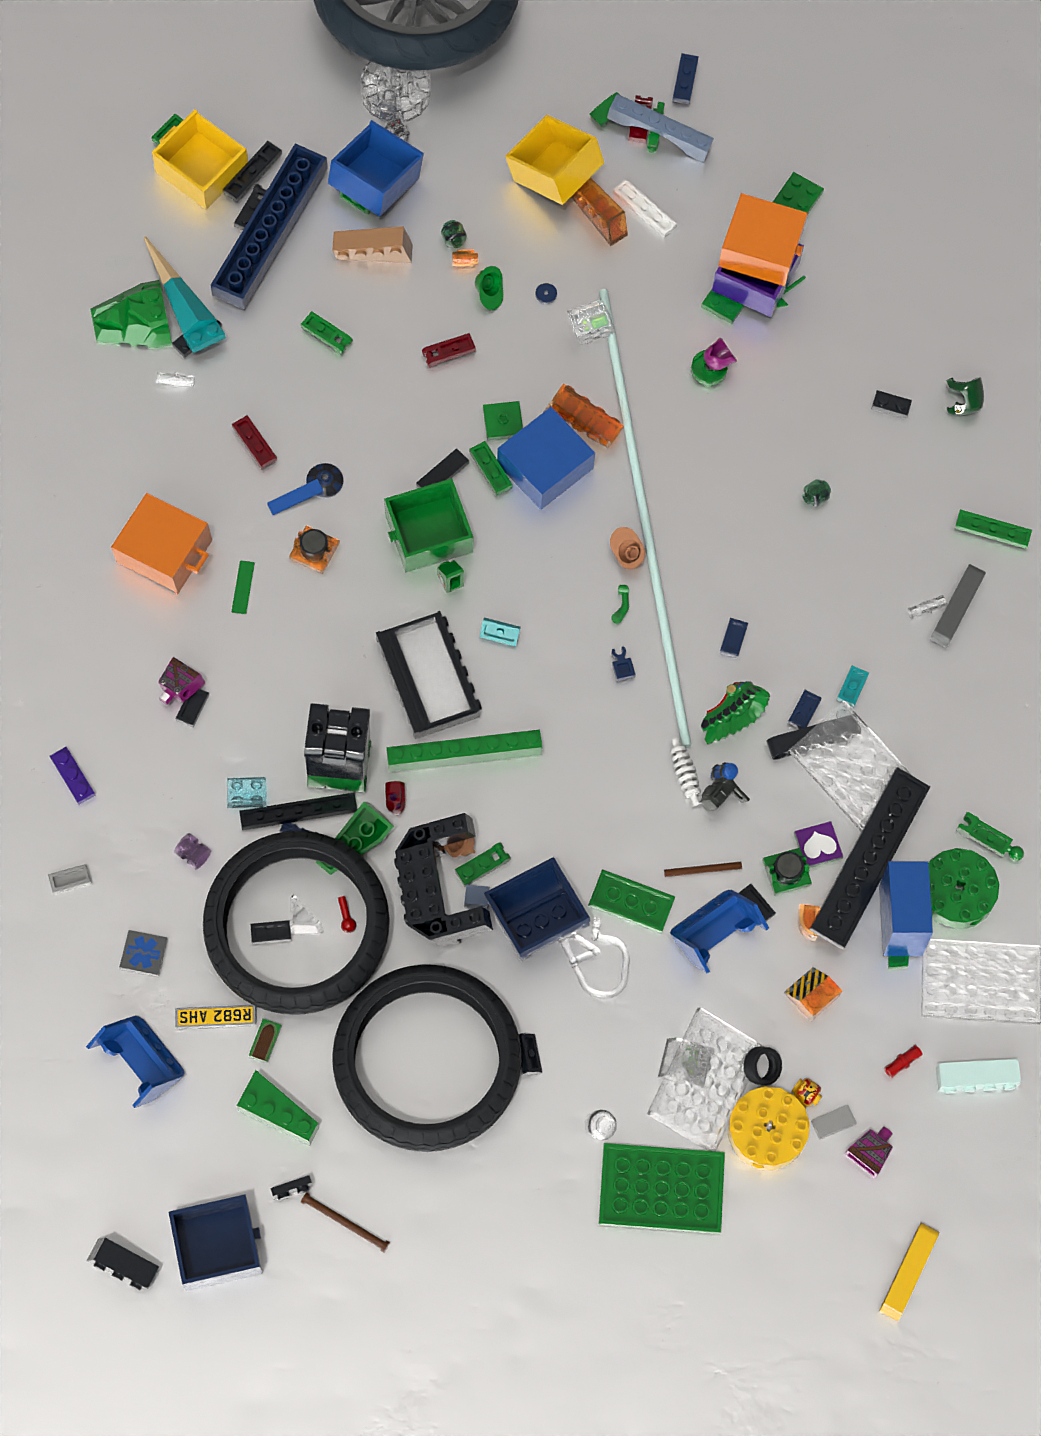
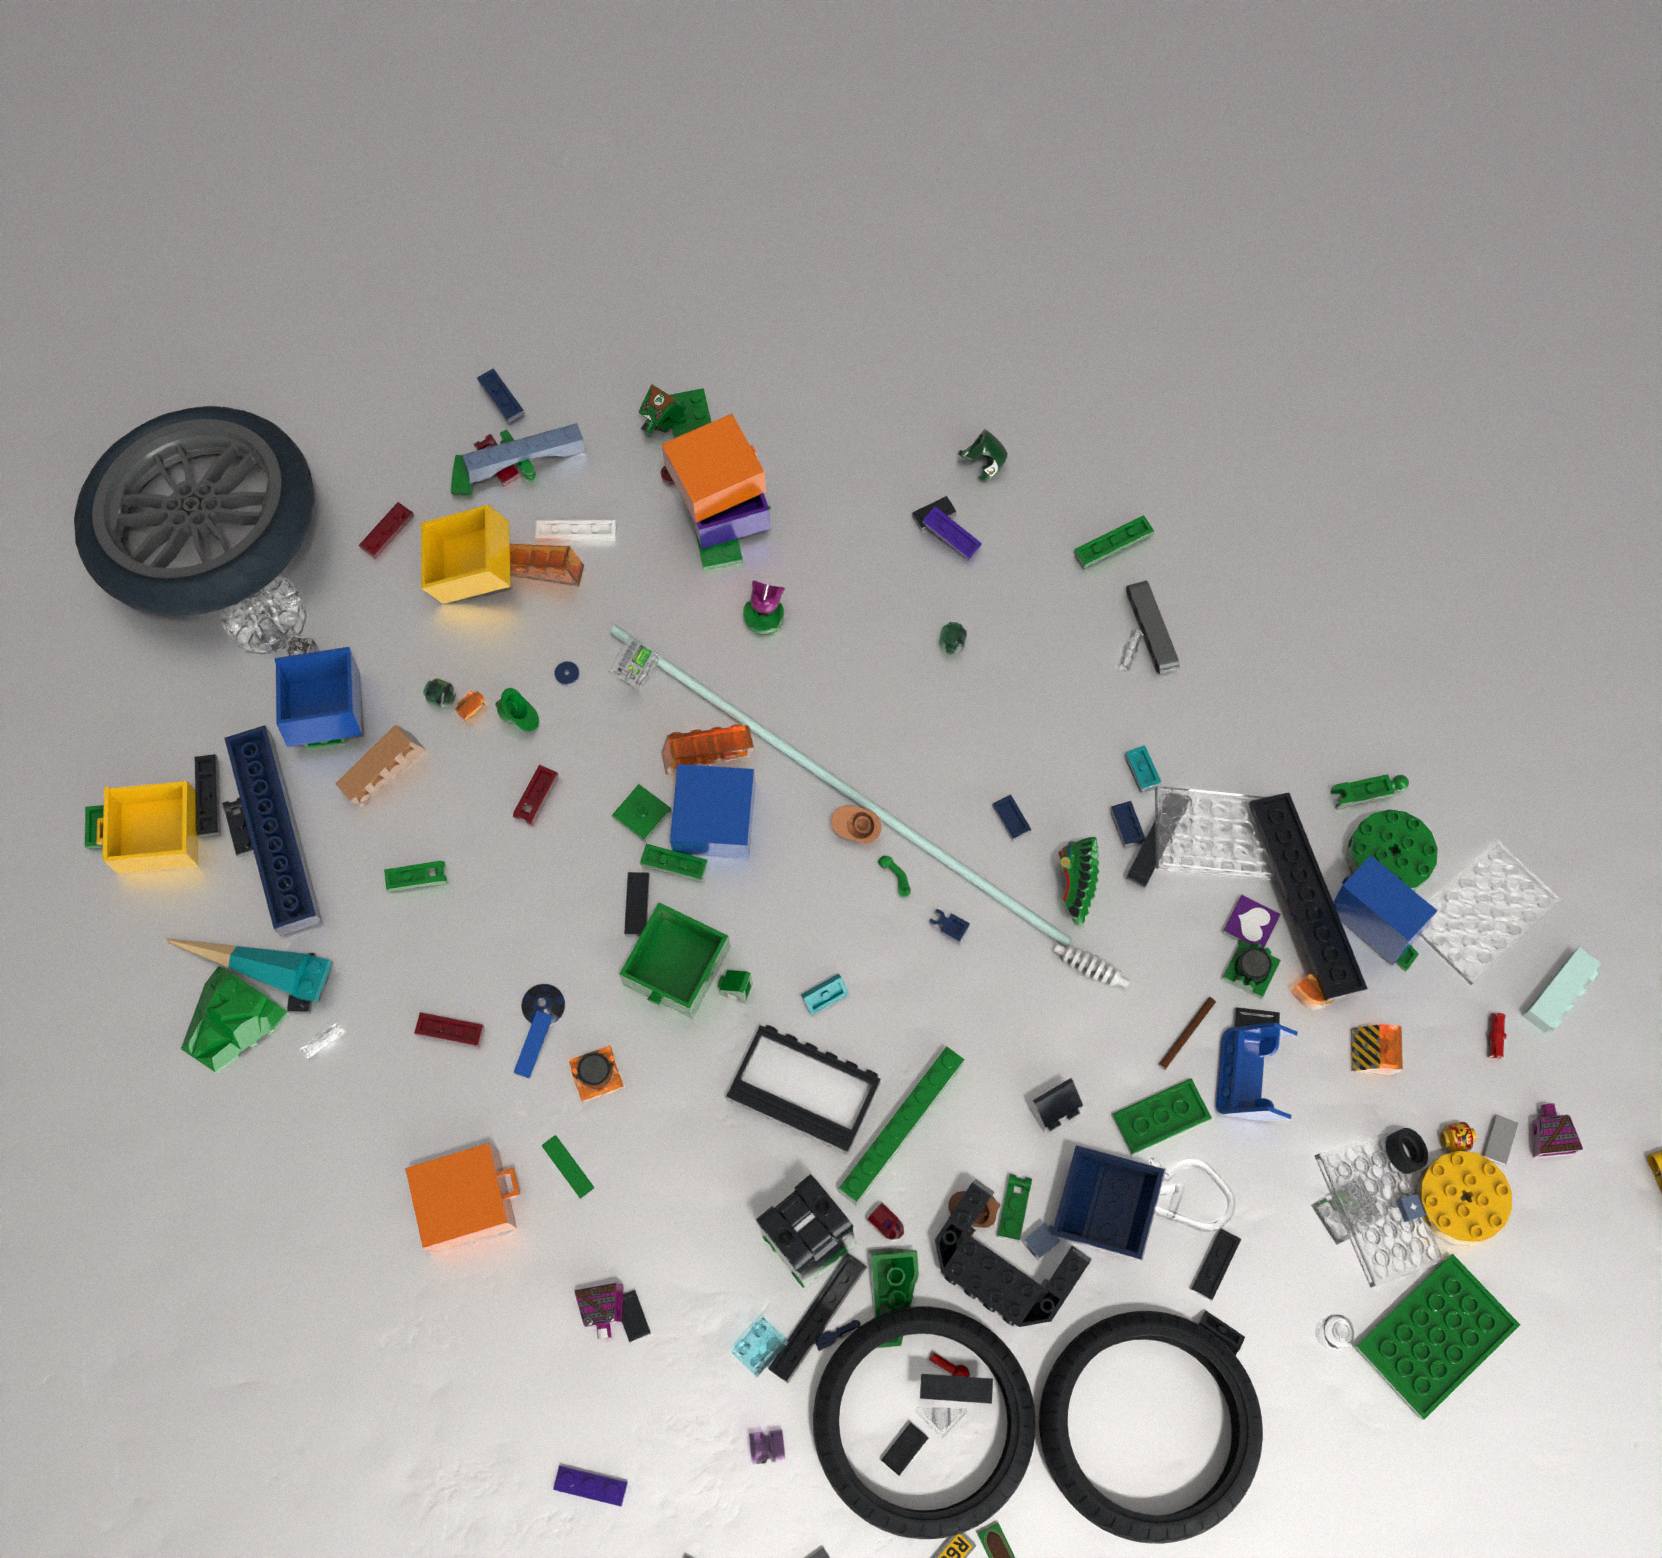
camera: 40 degrees left, 0 degrees up
(330, 915) = (956, 1388): none -> black tile
(525, 102) = (386, 530): none -> dark red plate
(570, 1016) = (1216, 1264): none -> black tile
(571, 829) = (1056, 1106): none -> black slope
(722, 786) = (1135, 950): pearl dark grey piece -> none
(726, 1098) = (1411, 1208): none -> sand blue tile
(777, 177) = (659, 410): none -> torso
(888, 426) = (951, 533): none -> dark purple plate

